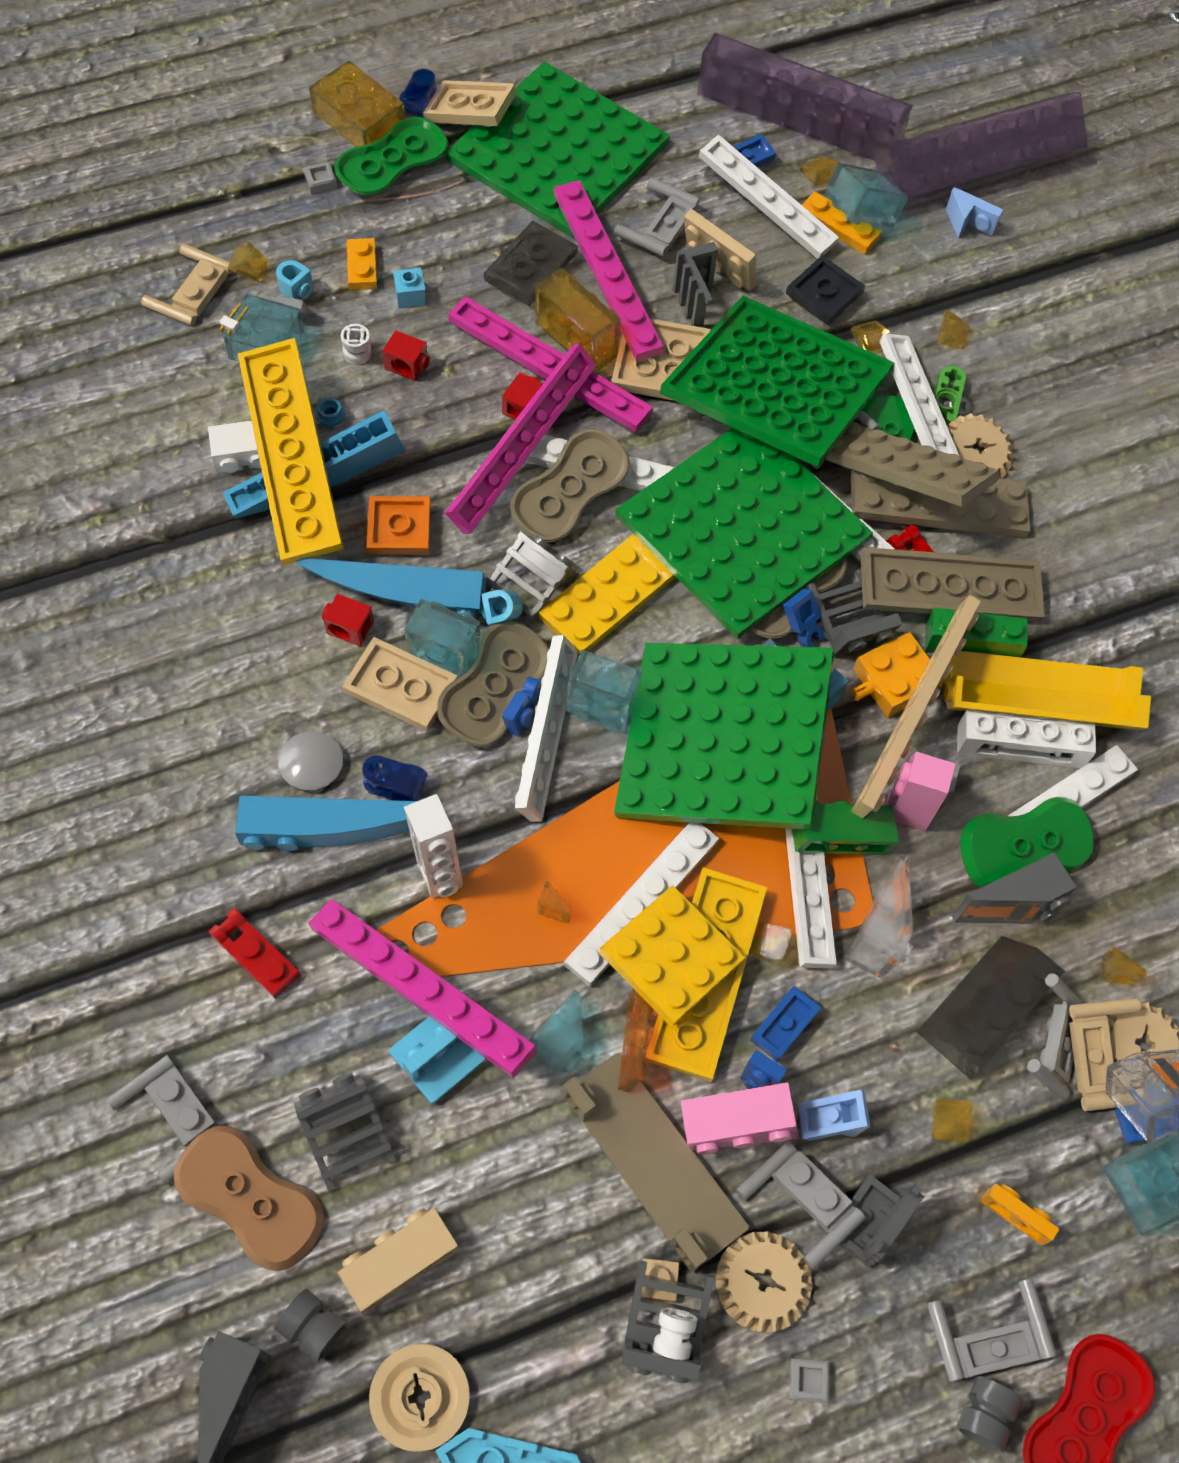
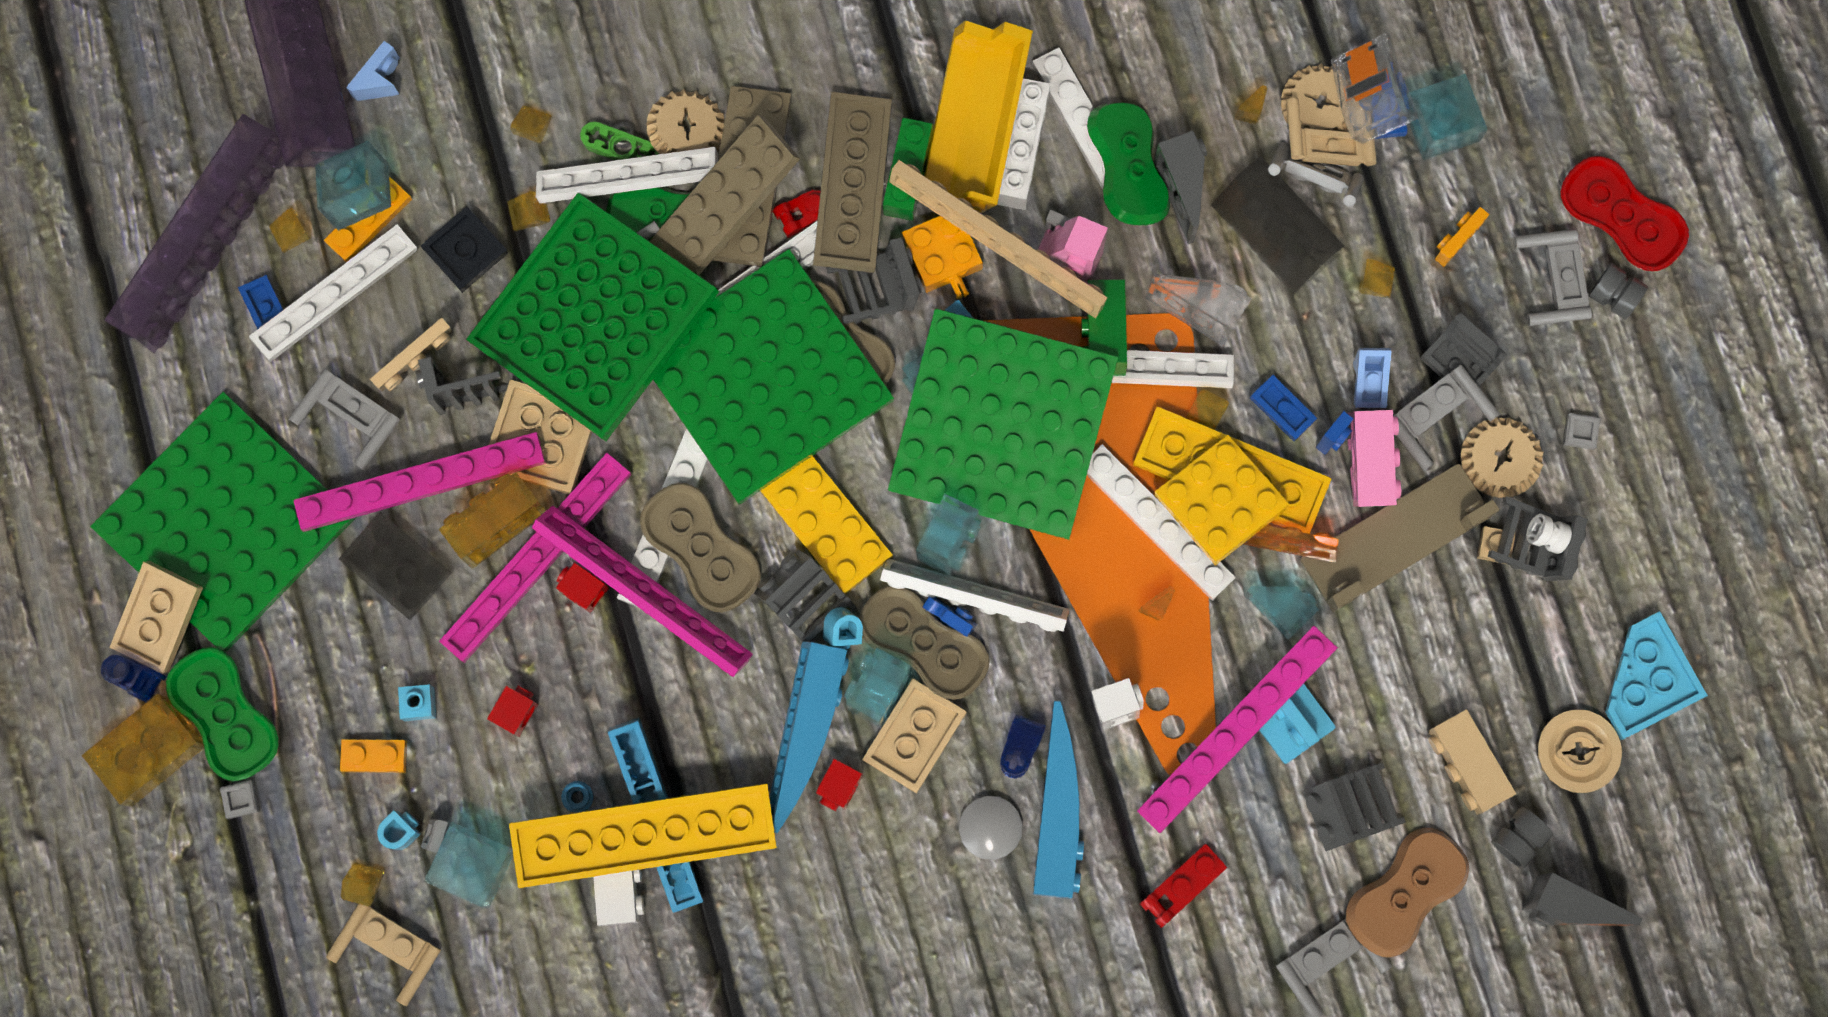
camera: 75 degrees left, 15 degrees up
(230, 324) = (469, 899): piece -> none
(356, 344) = (496, 768): white wheel -> none
(398, 525) = (728, 729): orange plate -> none
(802, 616) = (876, 332): blue plate -> none

